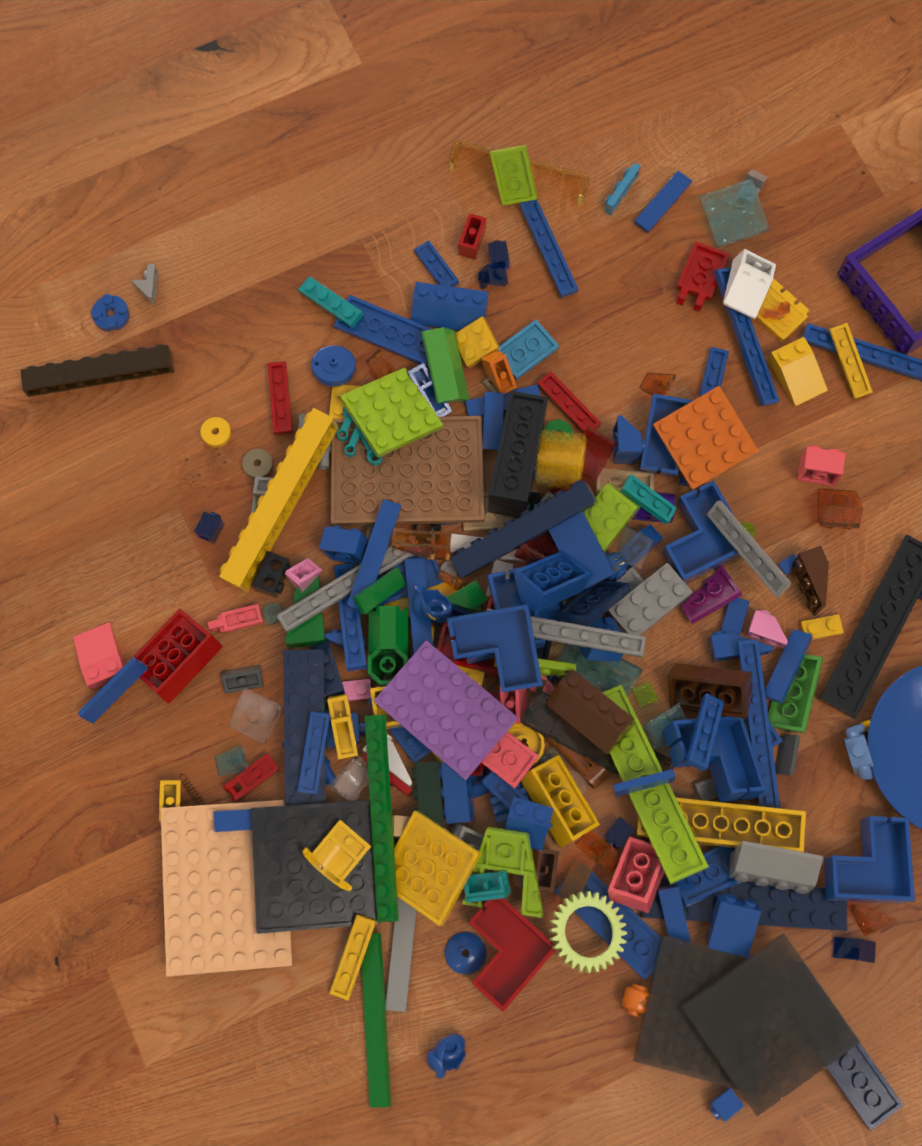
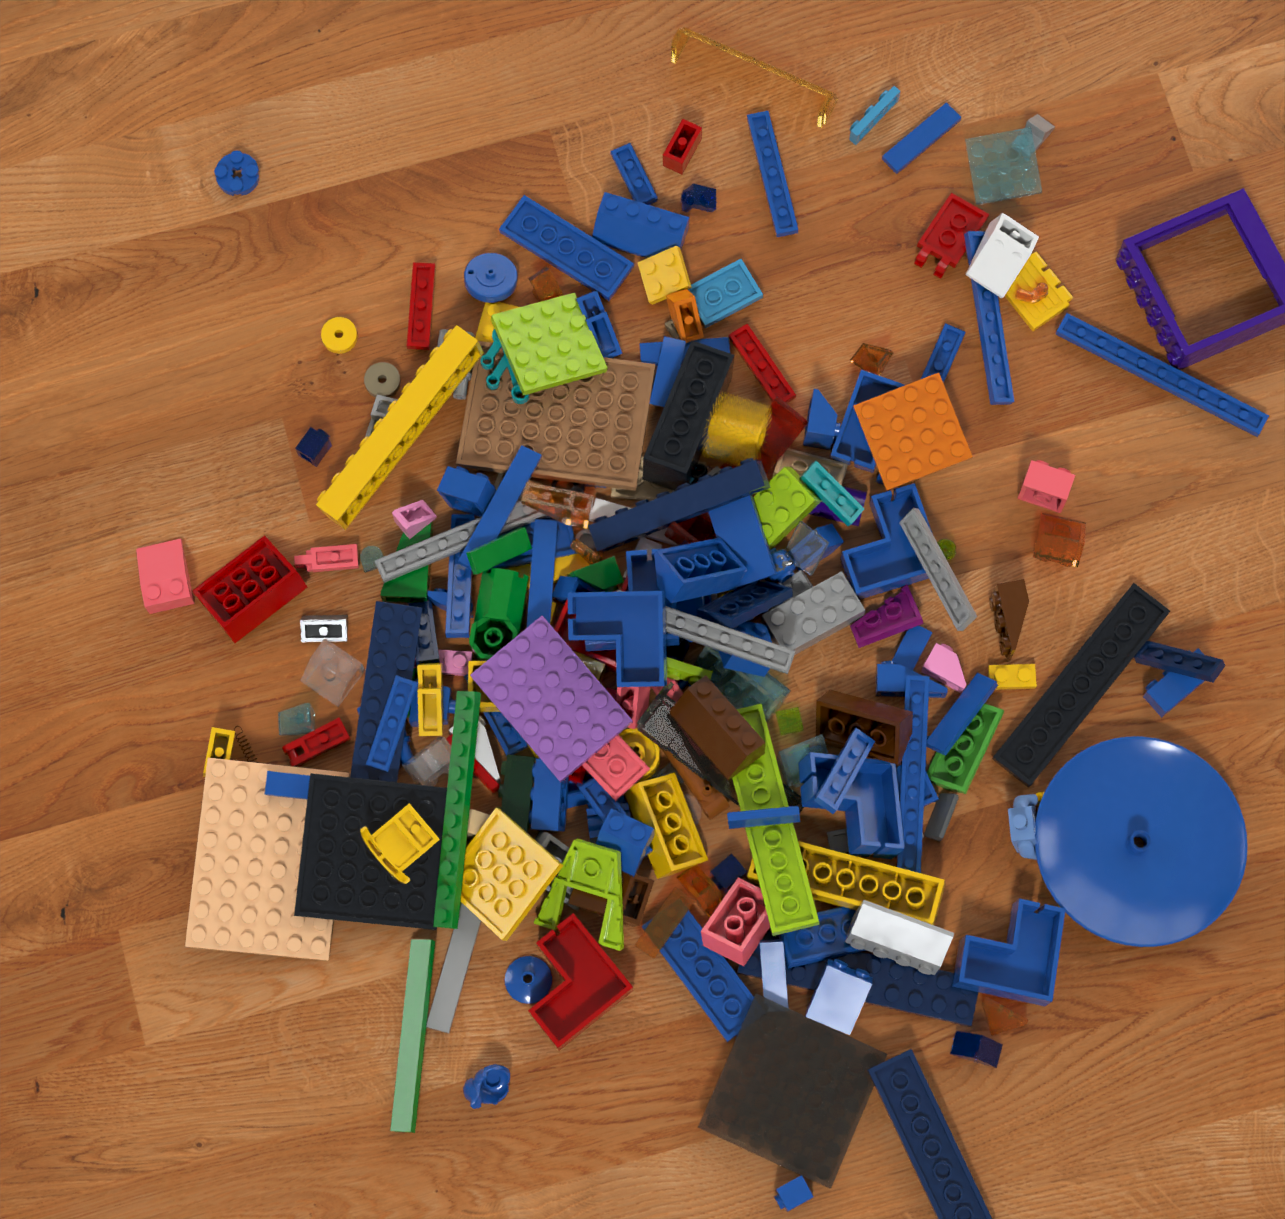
camera: 10 degrees right, 0 degrees up
(97, 370) = (211, 241): dark brown brick -> none
(113, 690) = (173, 617): blue tile -> none
(148, 286) = (287, 149): light grey slope -> none
(266, 574) = (372, 511): black brick -> none
(330, 302) = (500, 200): teal plate -> none
(352, 957) = (398, 961): yellow tile -> none
(430, 604) = (555, 574): blue hair -> none
(445, 365) = (622, 298): bright green slope -> none
(487, 886) = (563, 905): teal hinge -> none
(498, 253) = (710, 172): clear blue brick -> none
(514, 175) = (744, 79): lime plate -> none
(559, 426) = (745, 391): green piece -> none
(569, 907) = (646, 997): yellowish green piece -> none
(635, 1000) = (712, 1061): orange head -> none
(770, 1024) = (859, 1111): clear smoke plate -> none
(786, 564) = (980, 597): blue slope -> none
(798, 371) = (1043, 369): yellow slope -> none
(850, 360) = (1108, 366): yellow tile -> none

